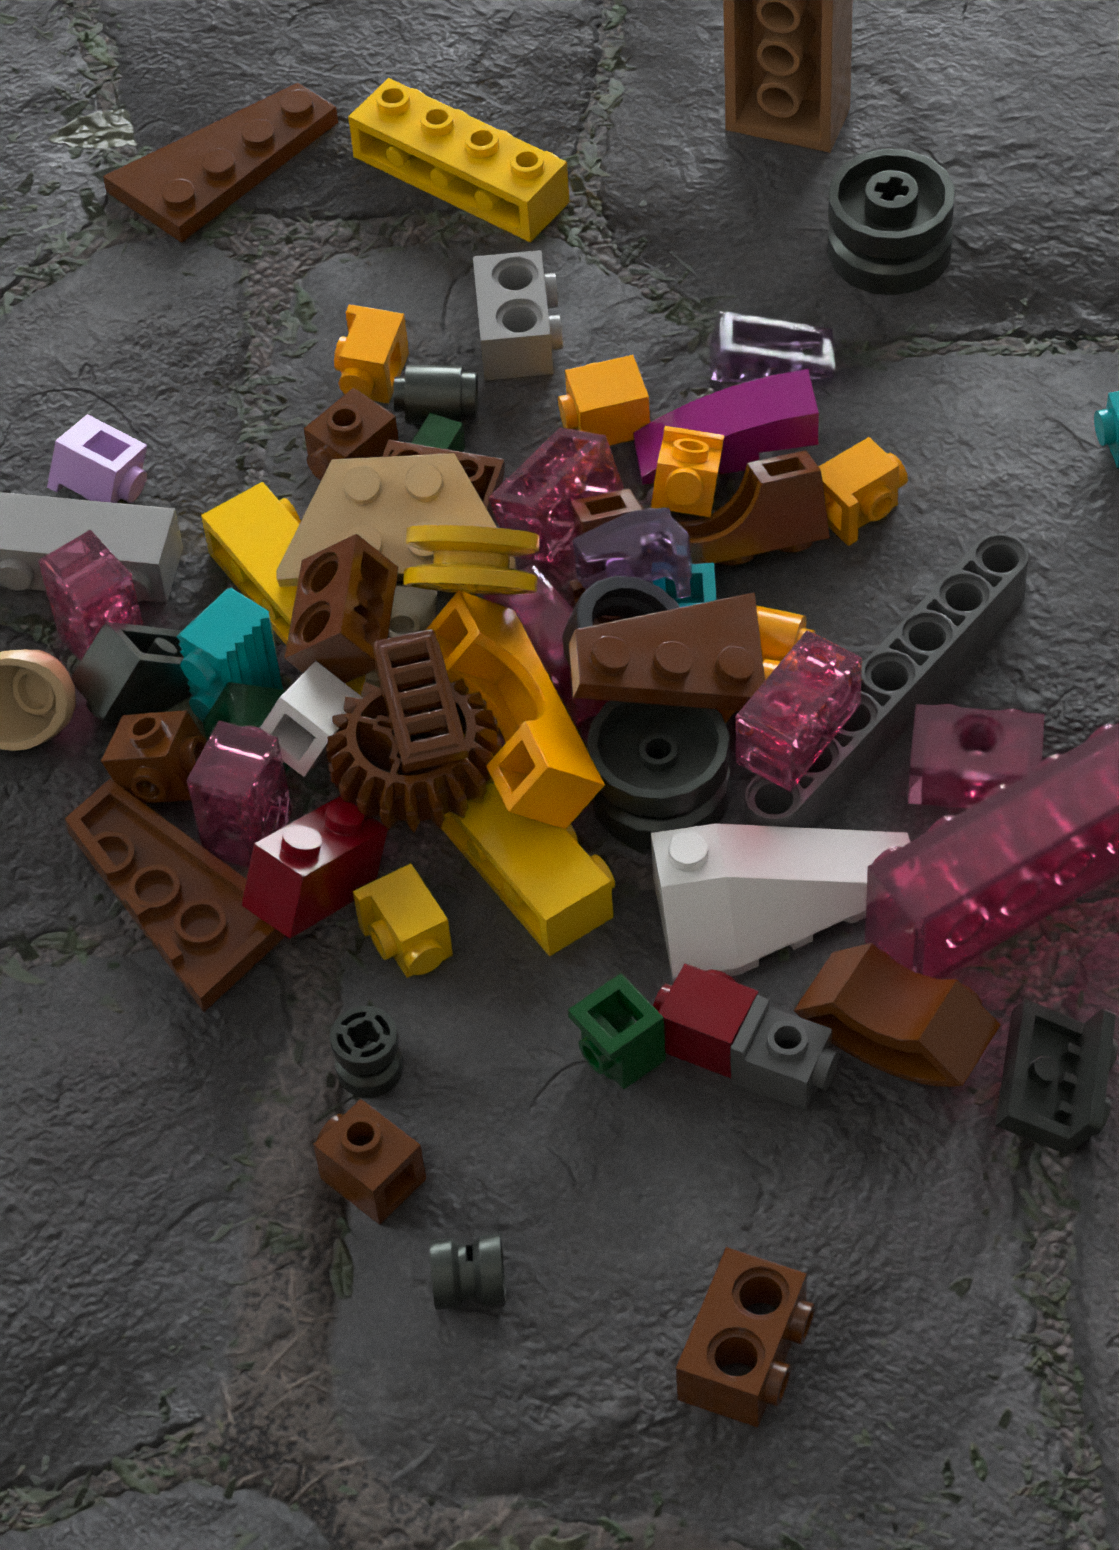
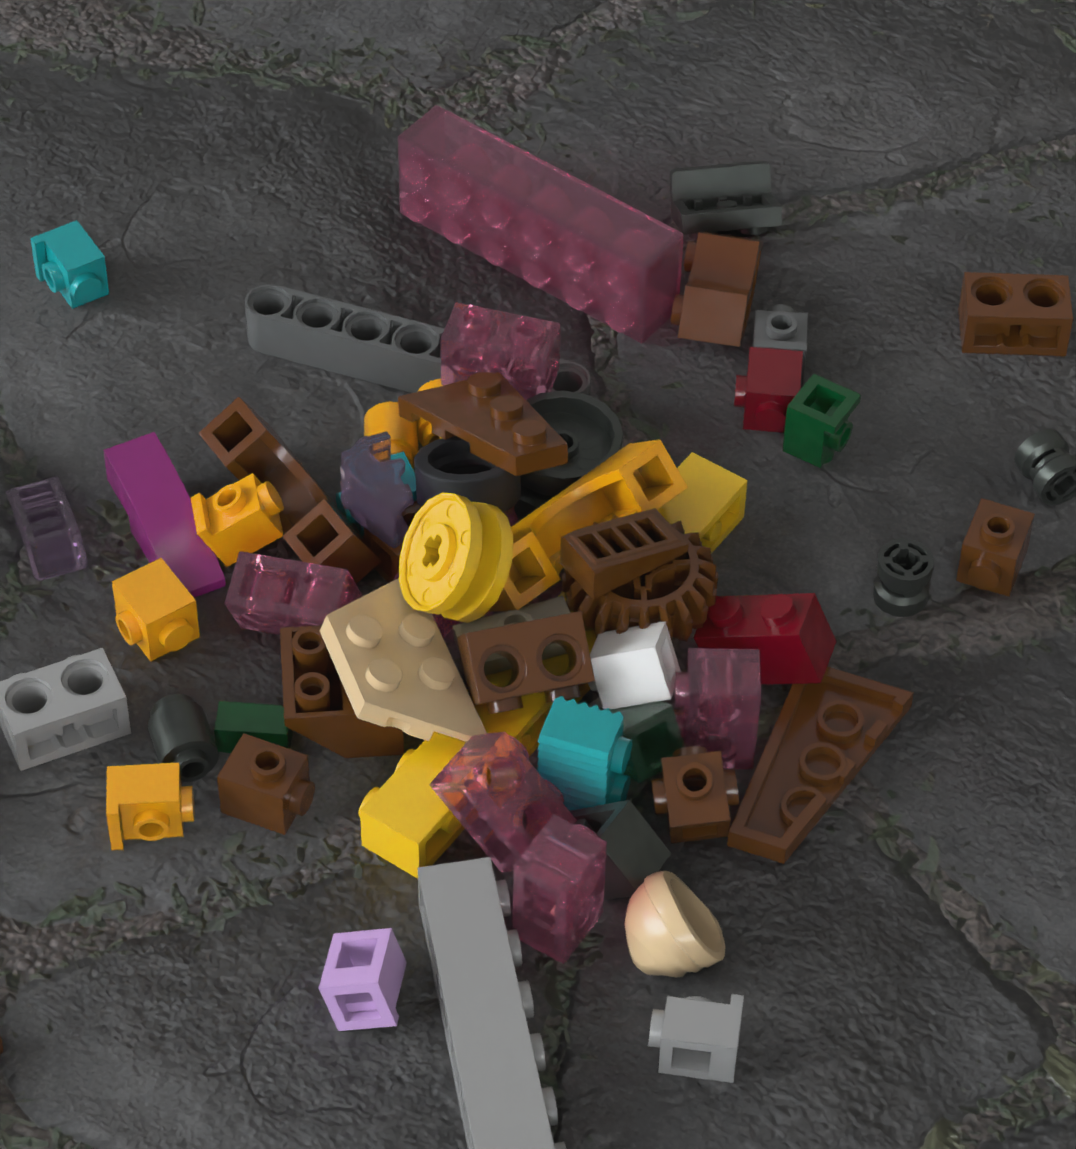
camera: 115 degrees left, 5 degrees down
(210, 557) = (496, 811): none -> clear pink brick
(404, 921) = (775, 571): yellow brick -> none
(754, 889) = (643, 394): white wedge -> none
(860, 487) = (190, 411): light orange brick -> none
(944, 746) = (453, 275): clear pink brick -> none

